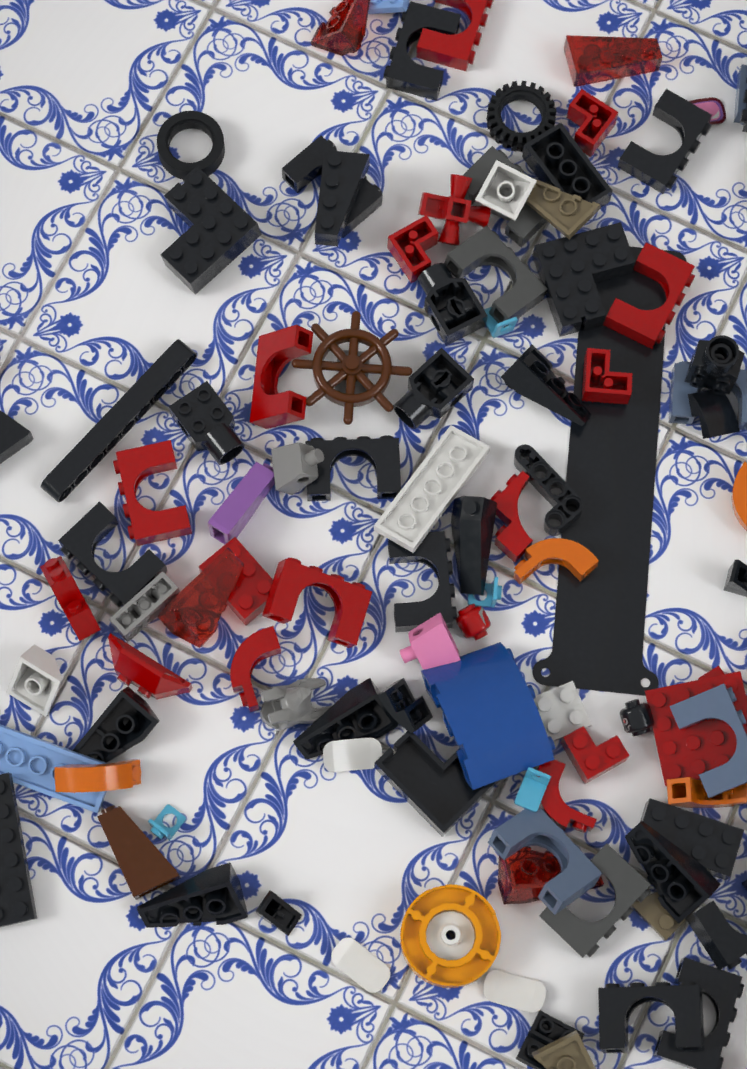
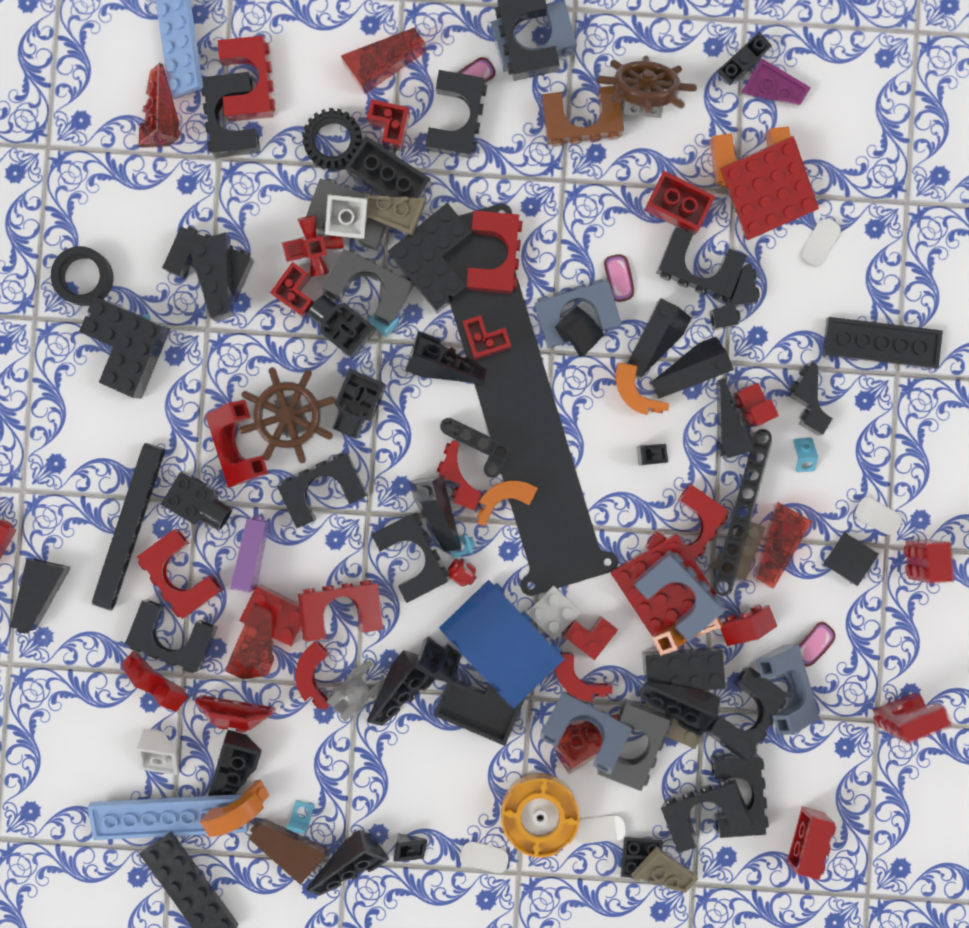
camera: 20 degrees left, 15 degrees up
(144, 606) = (212, 666): light grey brick -> none
(295, 466) = (277, 512): light grey torso -> none
(351, 754) = (413, 709): white sticker -> none
(431, 488) = (389, 483): white plate -> none
(431, 644) = (438, 605): bright pink torso -> none
(532, 789) = (557, 688): medium azure bracket -> none
(636, 717) = (611, 594): black head -> none
(715, 365) = (567, 297): black brick -> none

